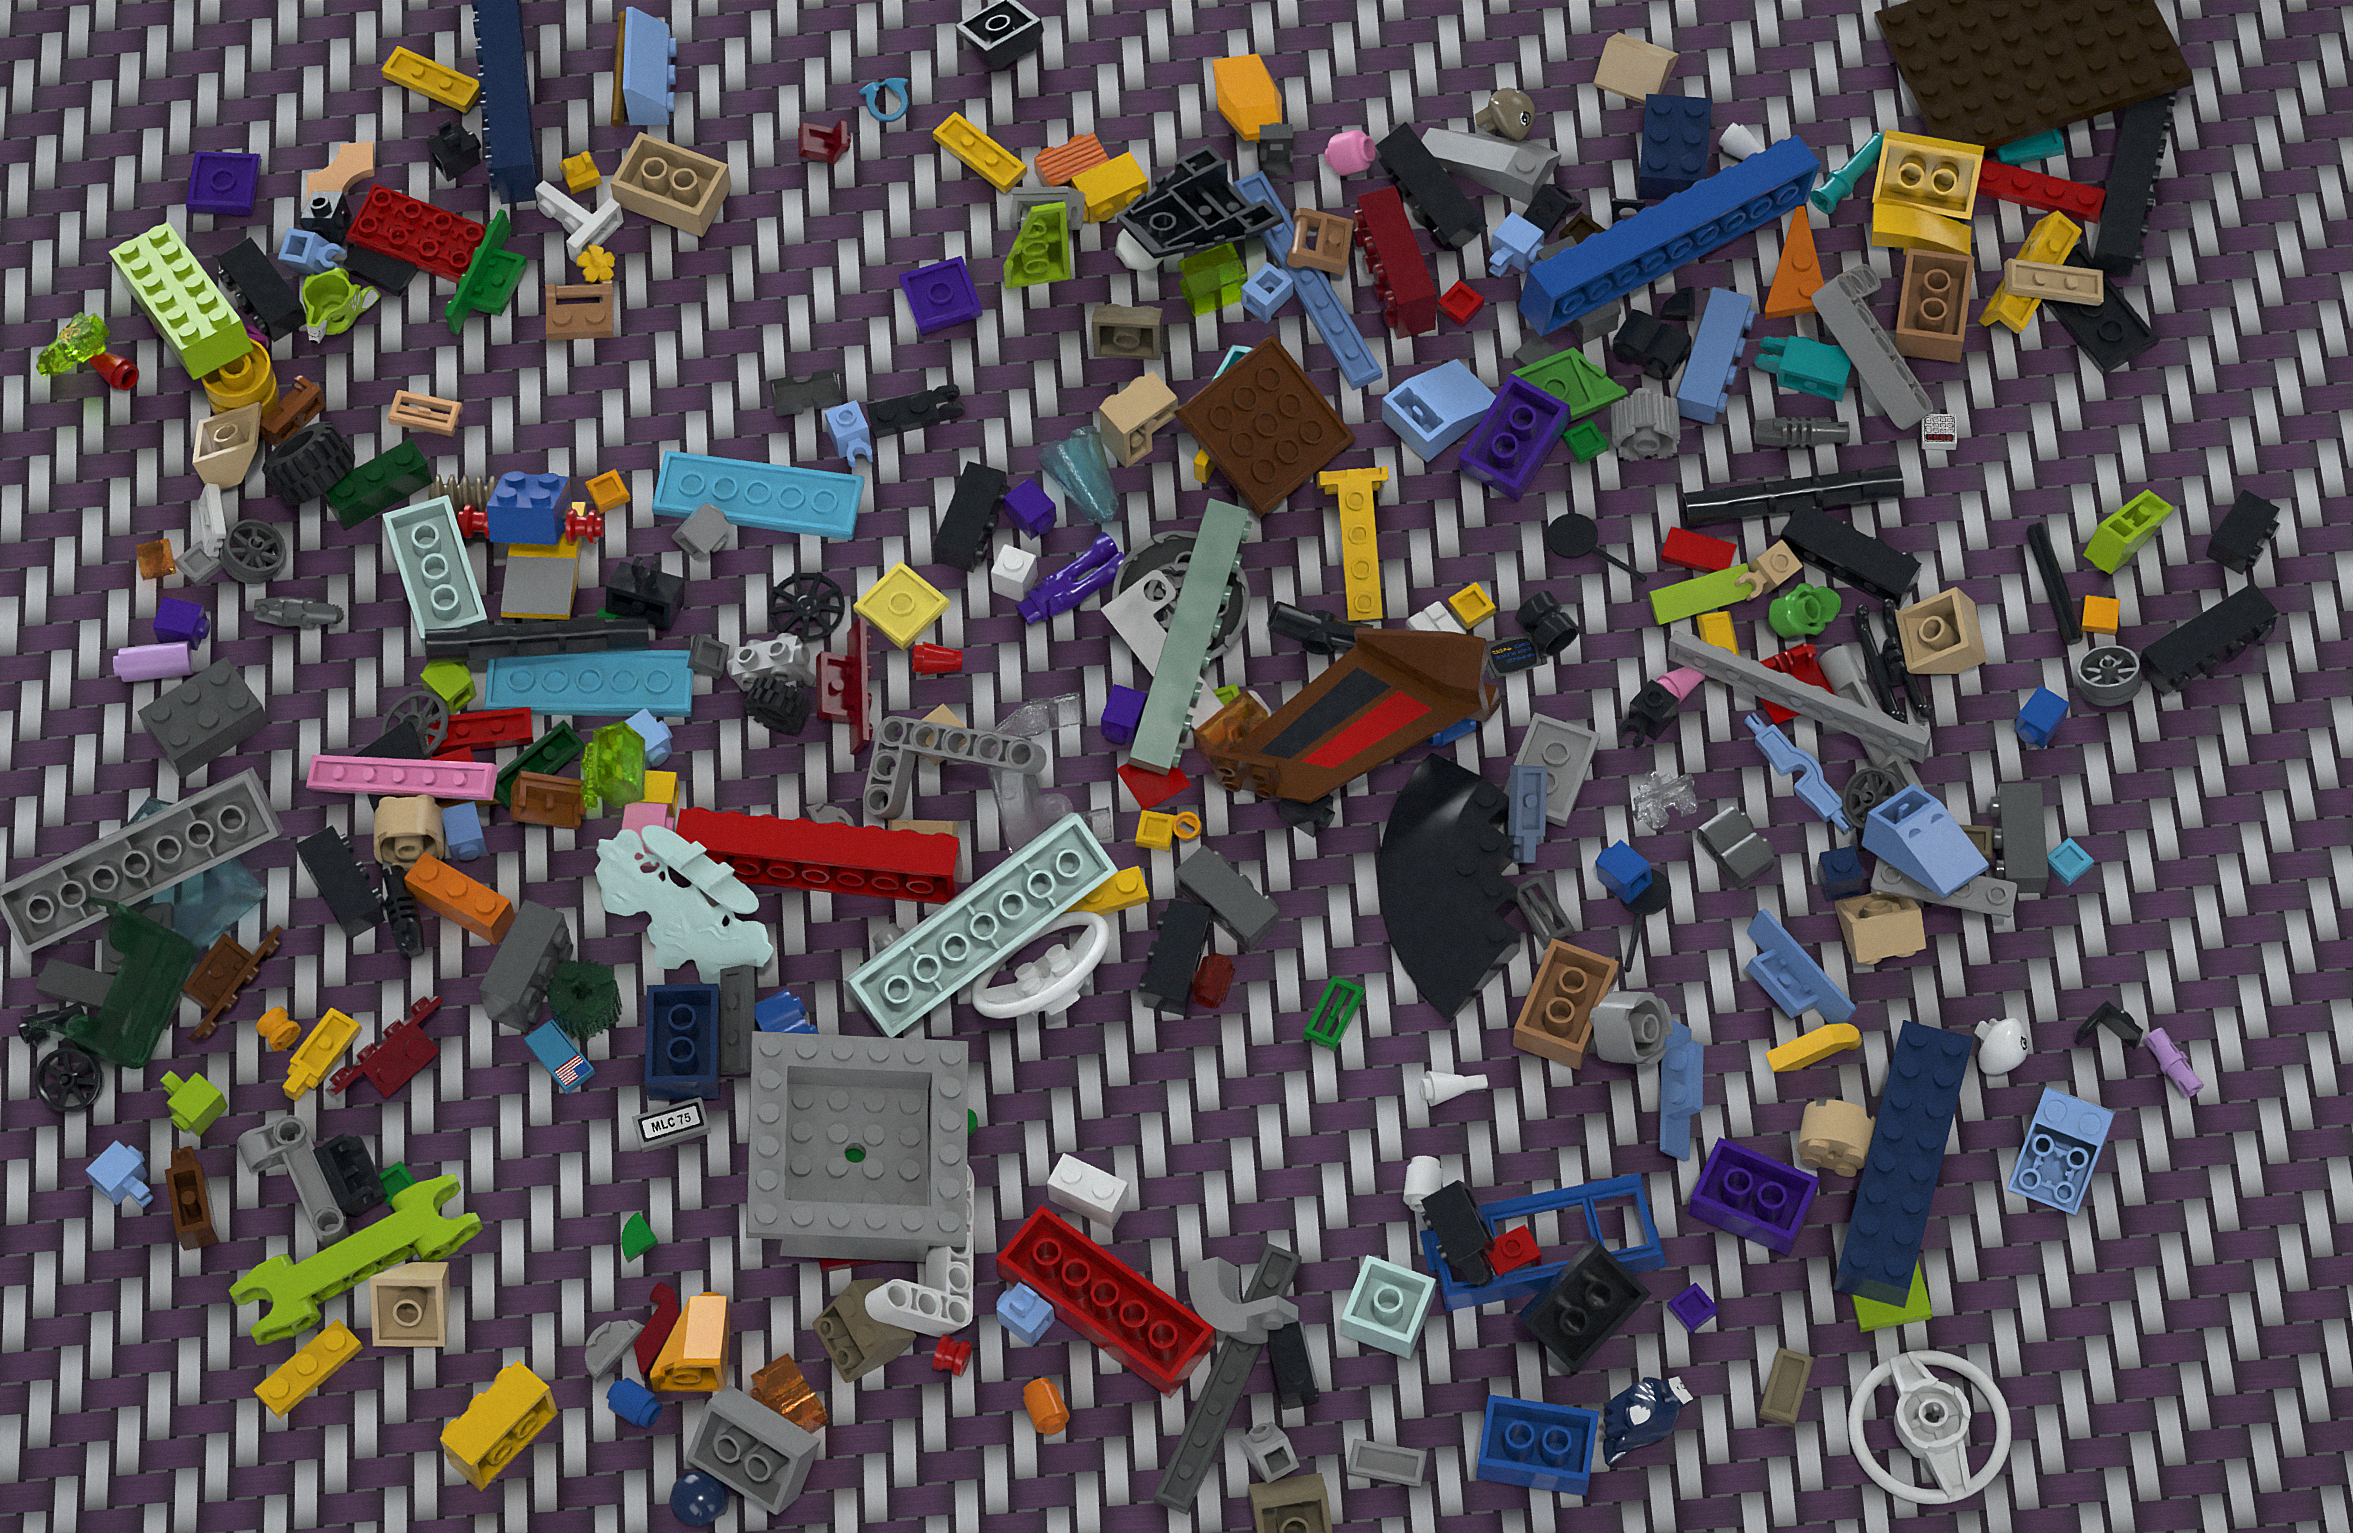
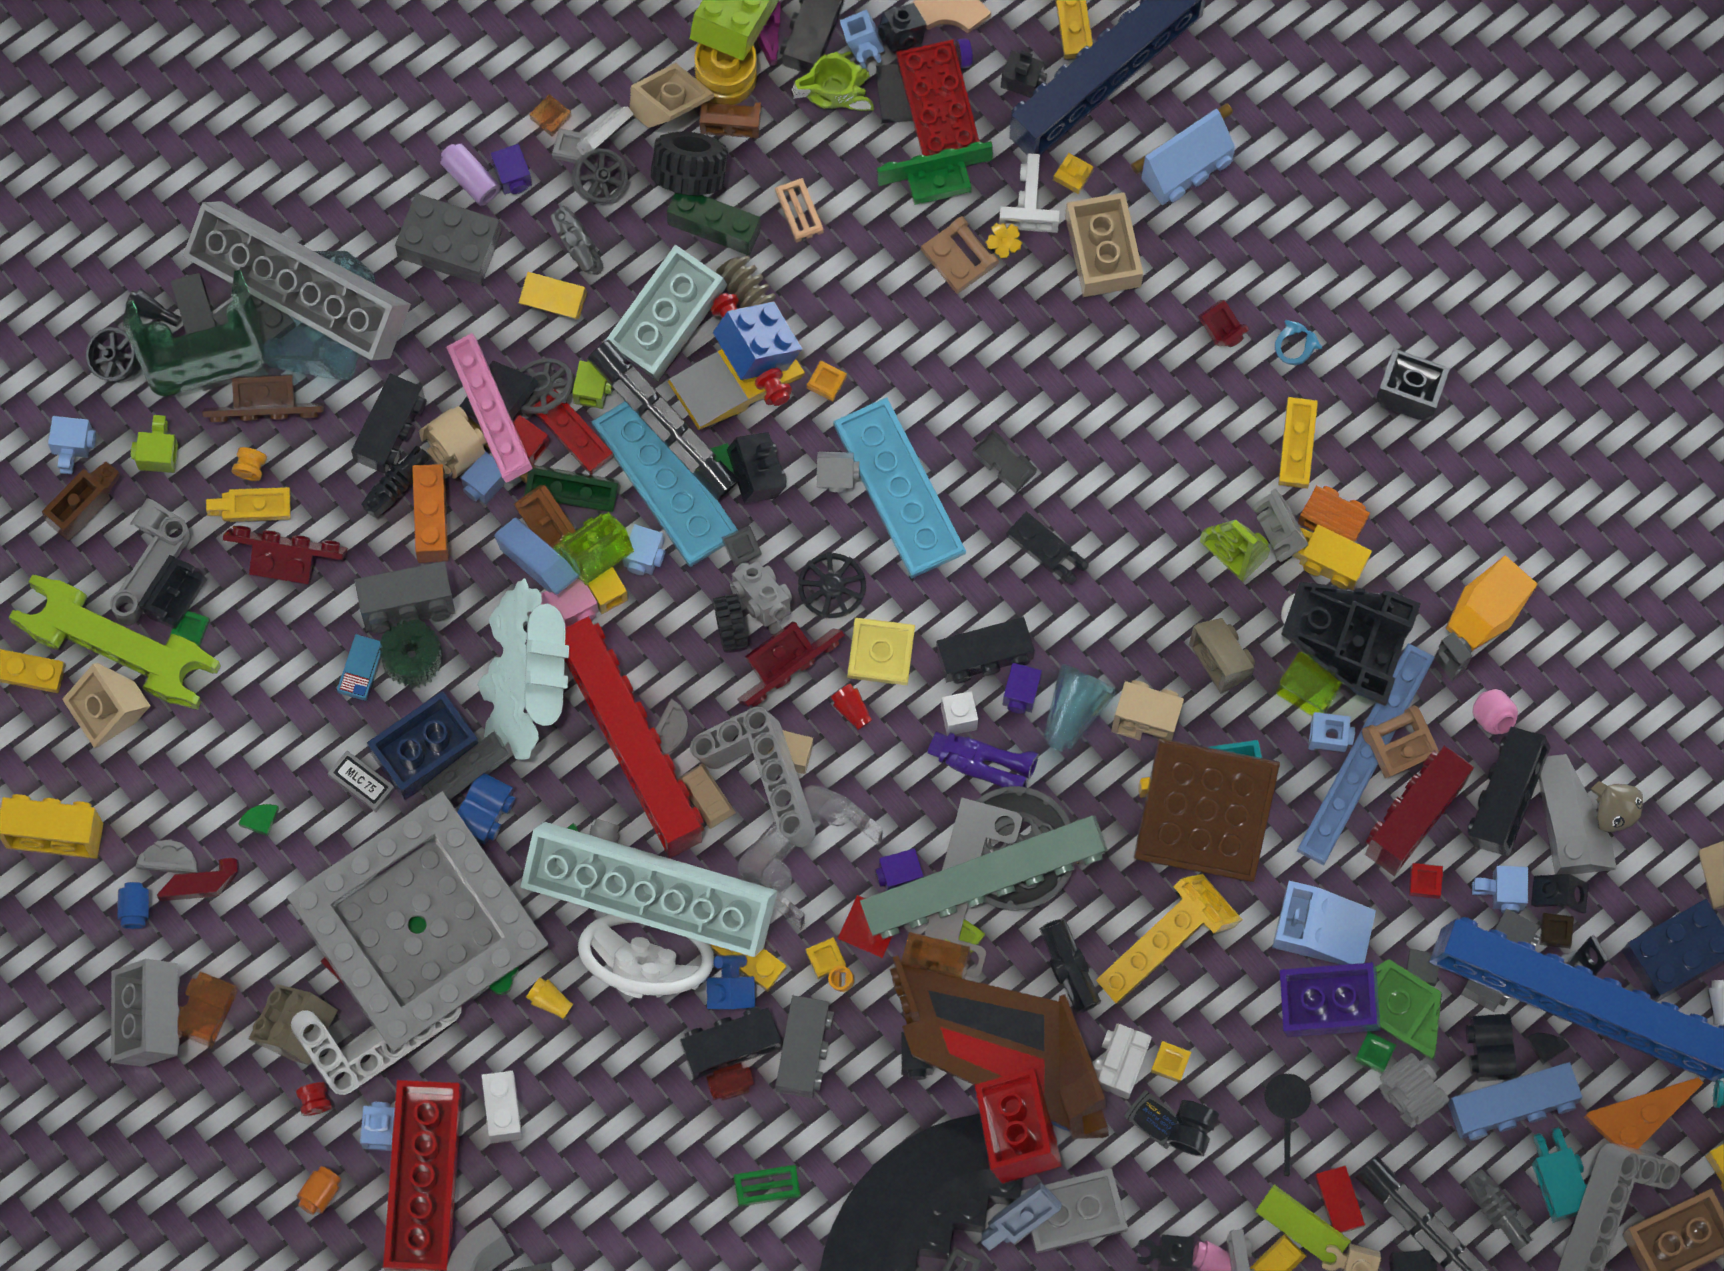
camera: 50 degrees right, 10 degrees up
(333, 662) = (553, 295): none -> yellow hinge
(393, 181) = (964, 52): none -> dark purple tile
(579, 828) = (535, 556): none -> medium blue piece
(696, 1349) = (203, 919): light orange slope -> none
(698, 1498) = (92, 1000): dark blue hair -> none
(849, 432) = (991, 516): light blue brick -> none
(940, 295) = (1155, 499): dark purple plate -> none
(1013, 1087) = (549, 998): none -> yellow cone
(1128, 921) = (731, 989): none -> blue brick
(1446, 746) = (1017, 1126): none -> red slope

